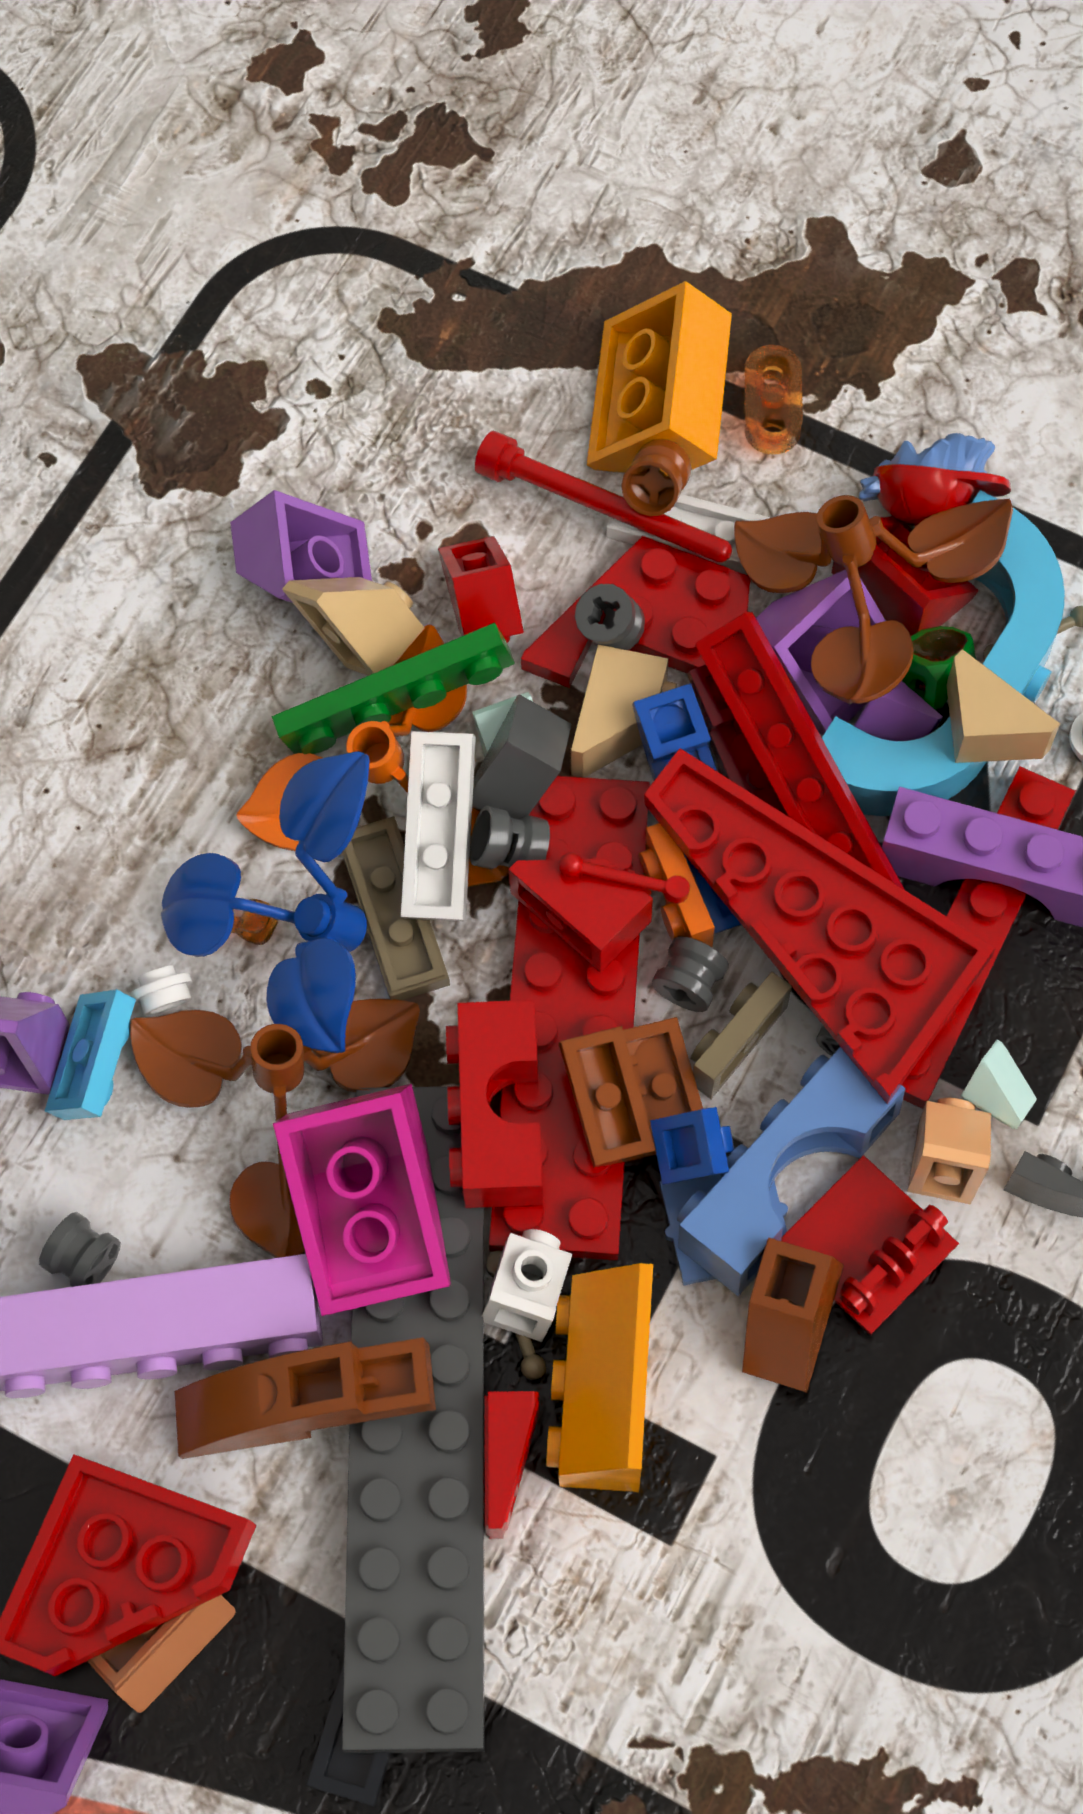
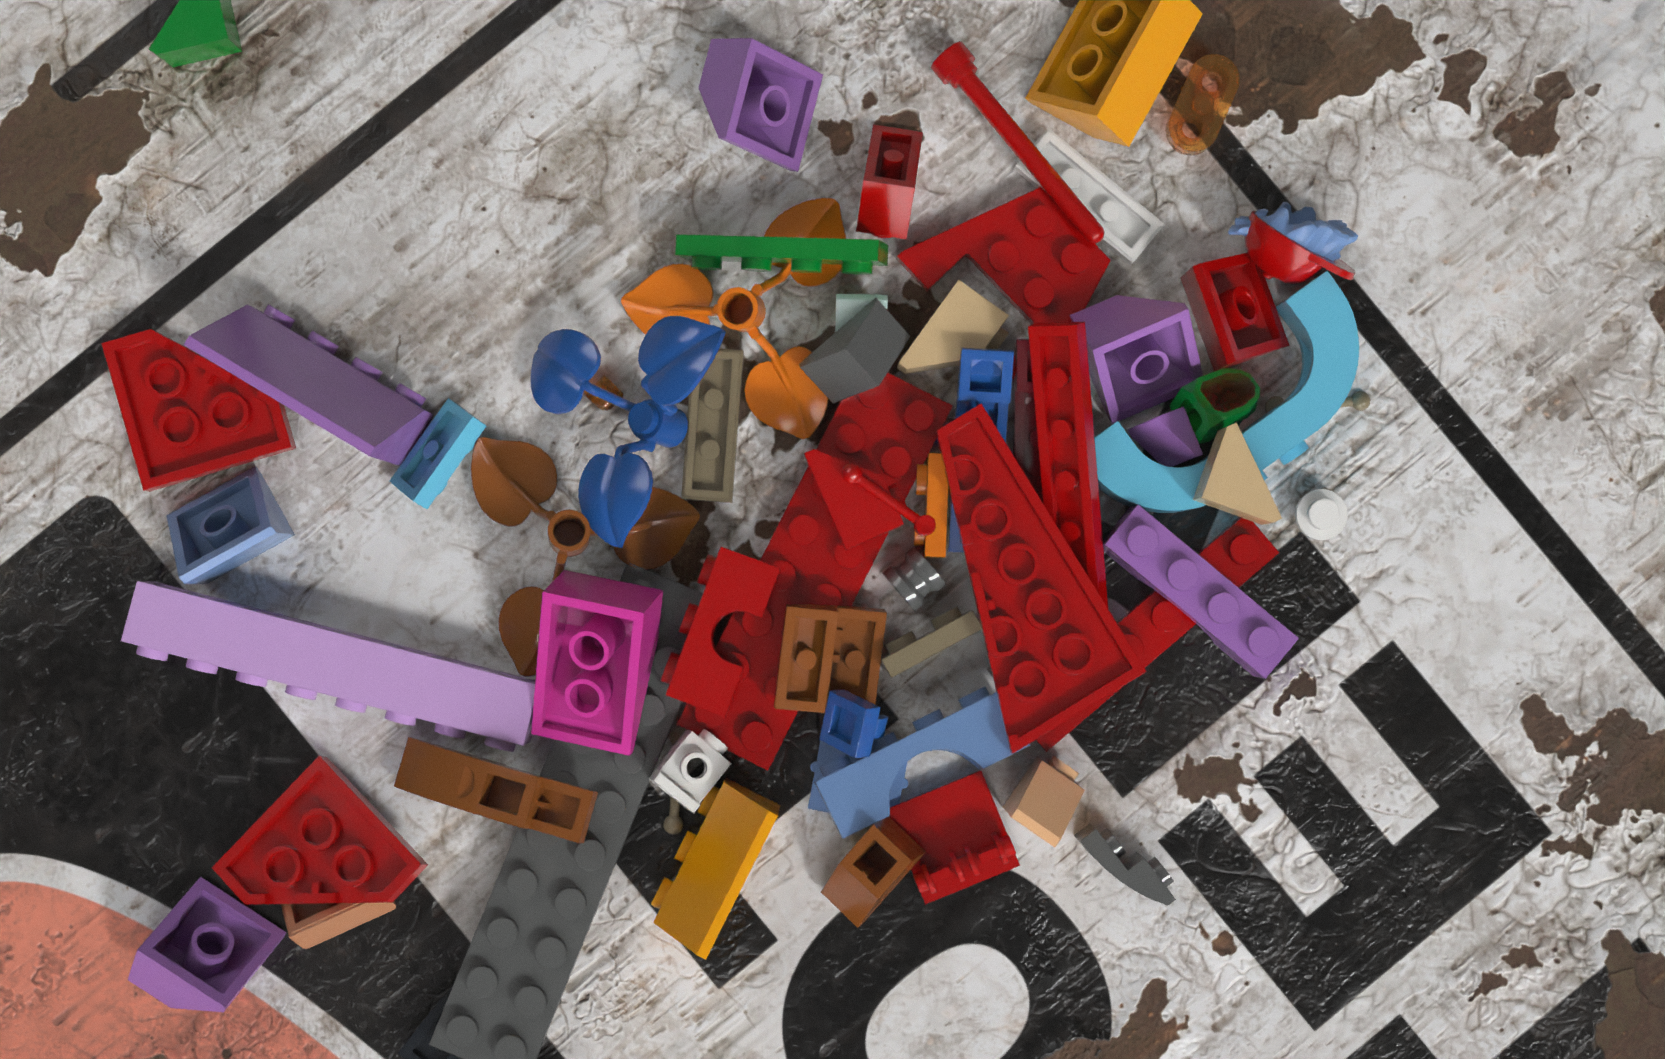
camera: 20 degrees right, 20 degrees up
(79, 1251) = (375, 606): dark grey wheel -> none
(162, 990) = (510, 423): white plate -> none
(358, 619) = (779, 174): tan slope -> none
(438, 826) = (768, 385): white plate -> none
(504, 839) = (819, 420): dark grey wheel -> none
(508, 1436) = (632, 871): red slope -> none
(620, 627) = (989, 261): dark grey wheel -> none
(647, 487) = (1070, 149): dark orange wheel -> none
(868, 659) = (1150, 253): dark orange plant -> none
(1000, 1087) = (1105, 766): light aqua slope -> none

